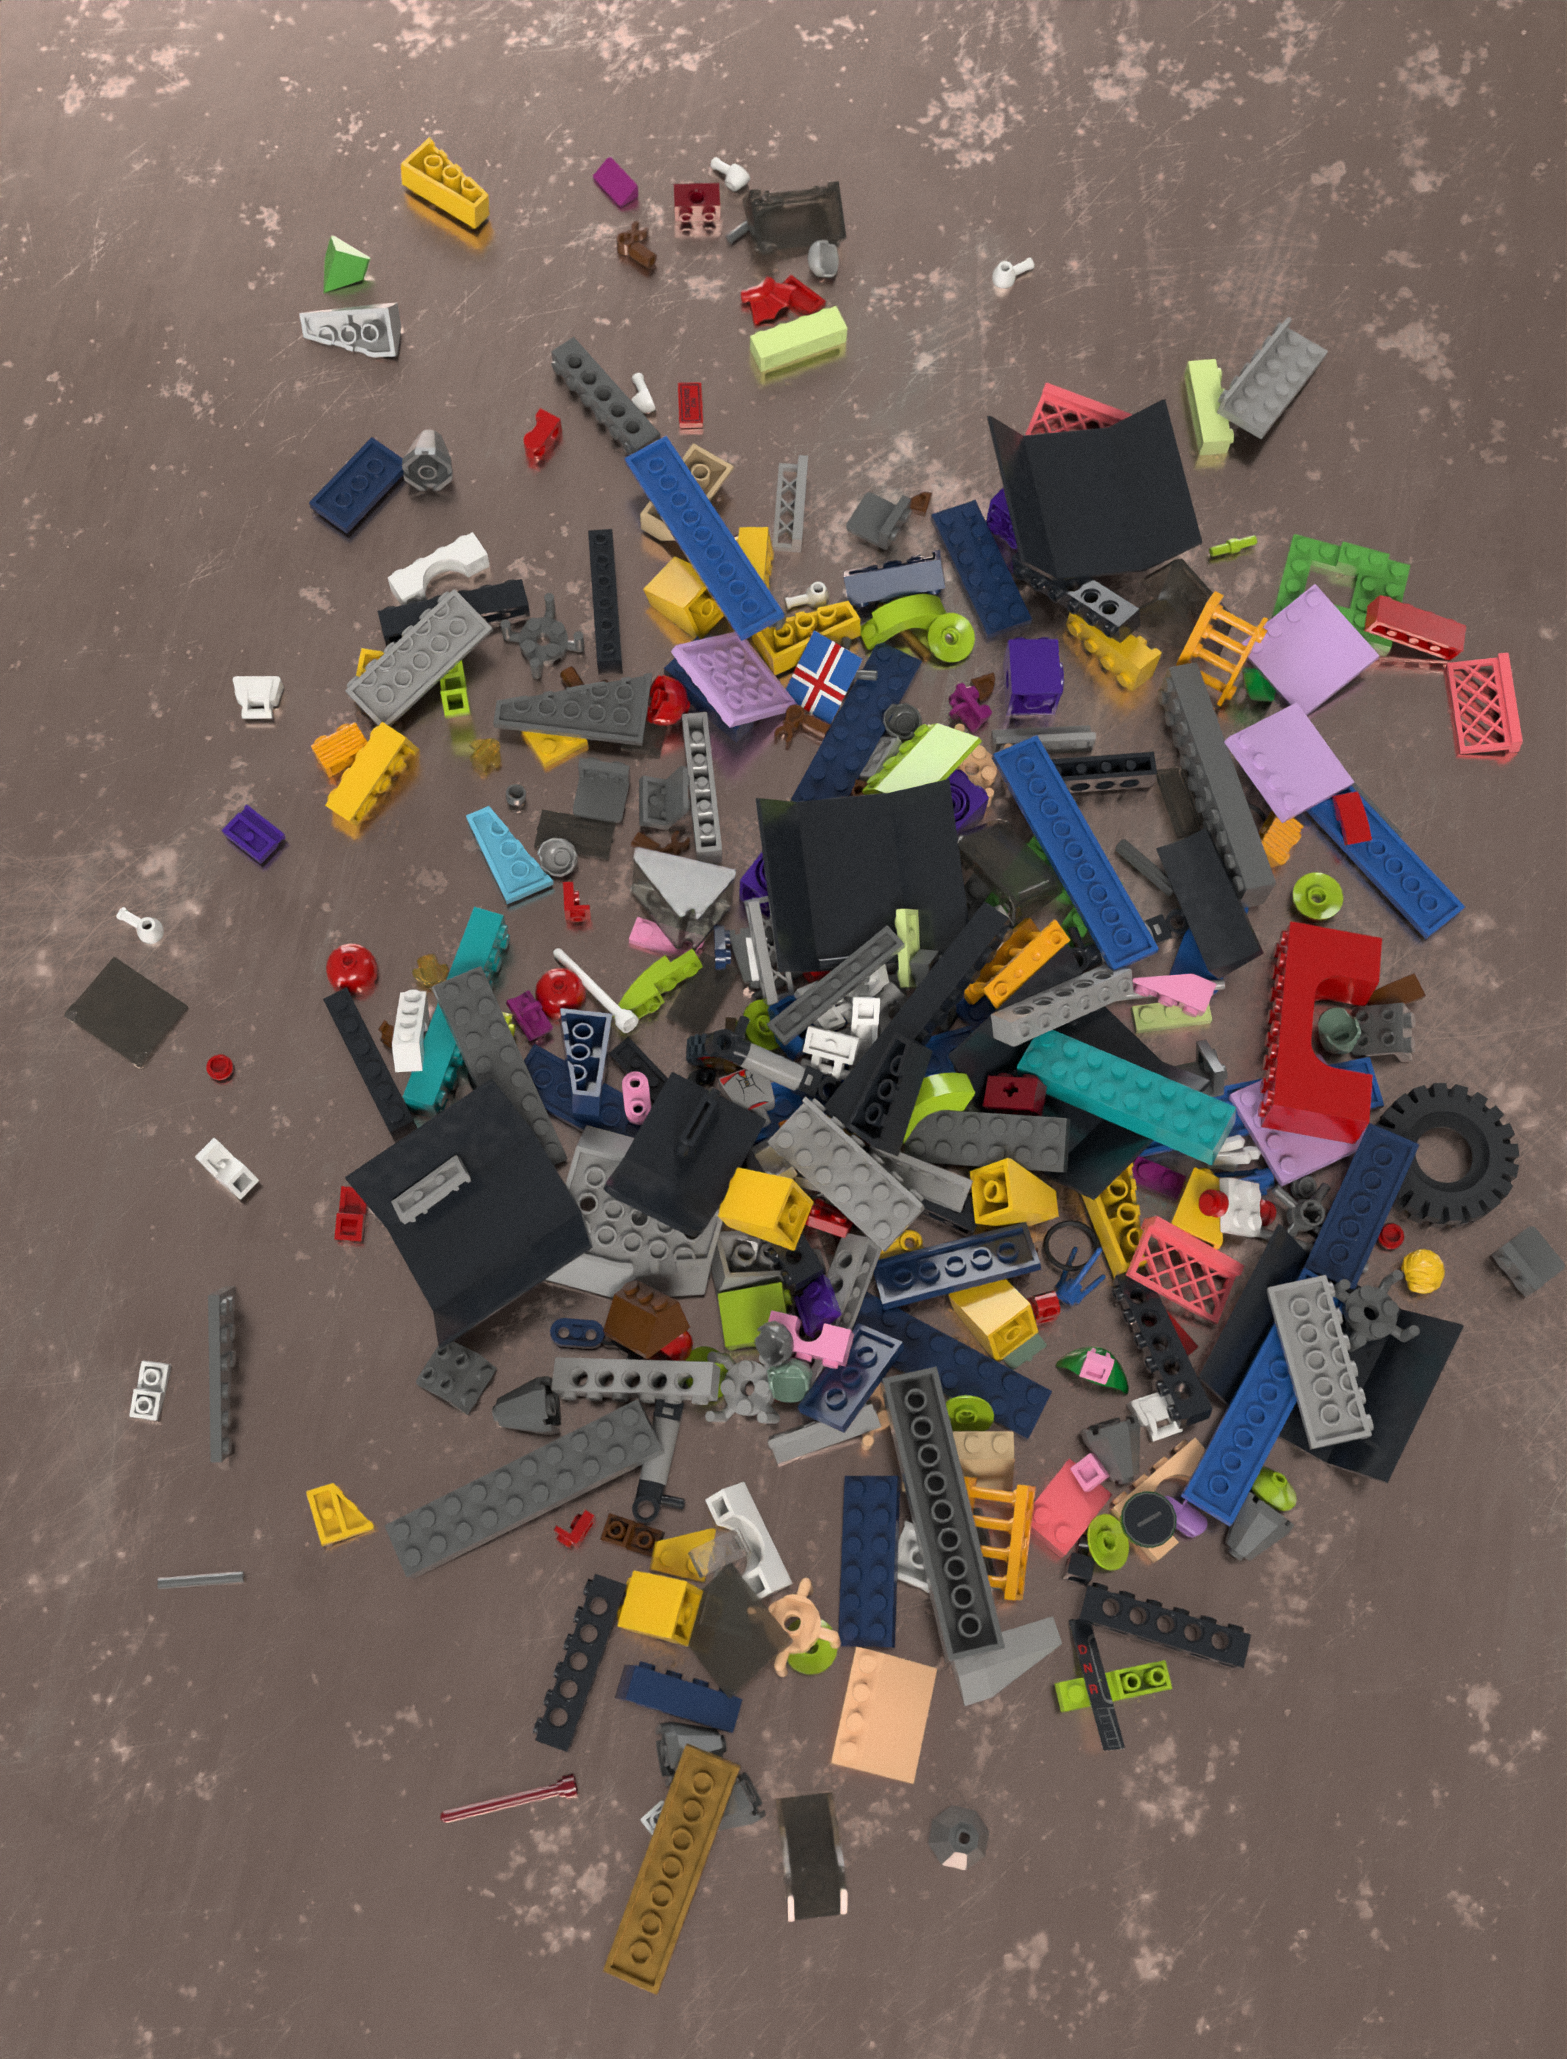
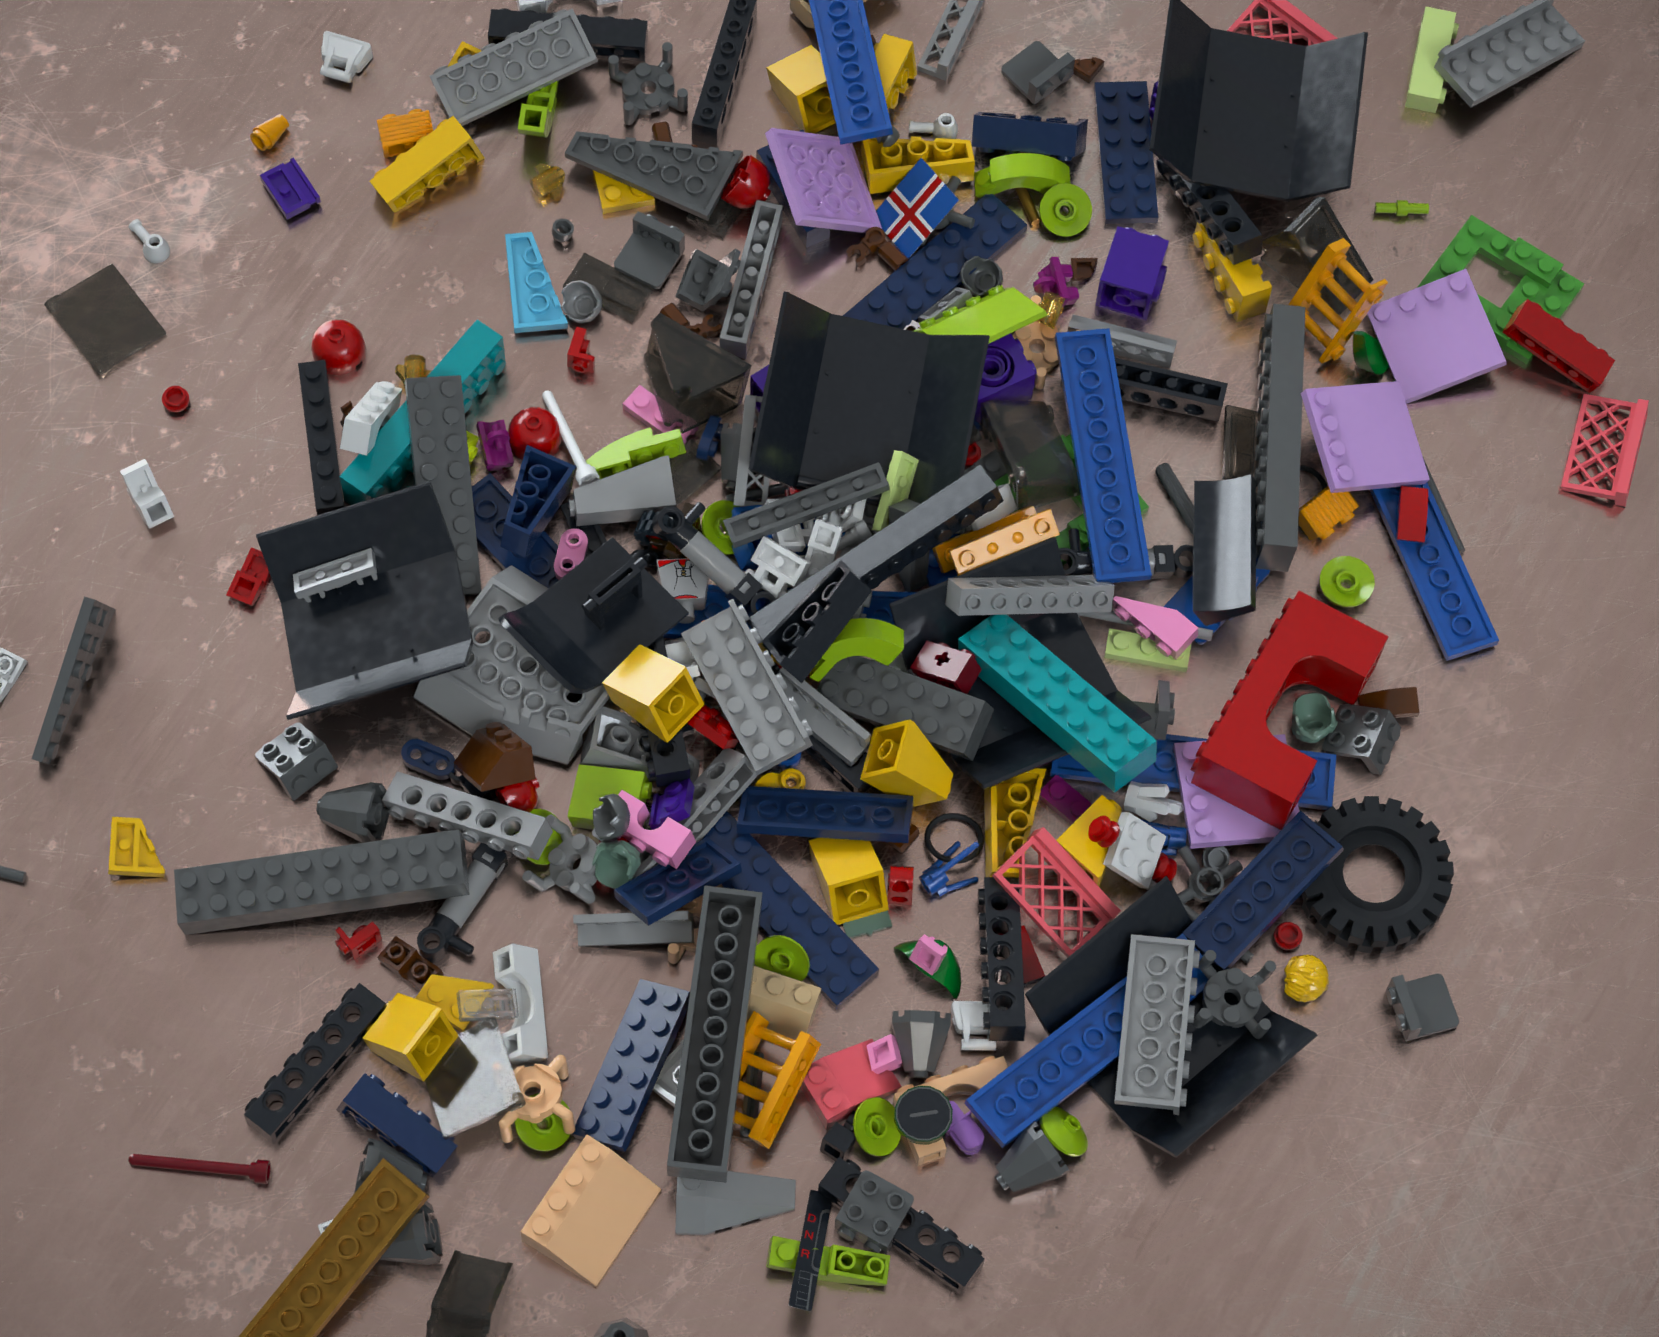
camera: 20 degrees right, 5 degrees down
(215, 787) = (269, 132): none -> light orange cone
(667, 1025) = (624, 494): none -> light grey slope
(976, 727) = (1054, 307): none -> clear yellow piece
(1138, 1626) = (873, 1212): none -> dark grey bracket

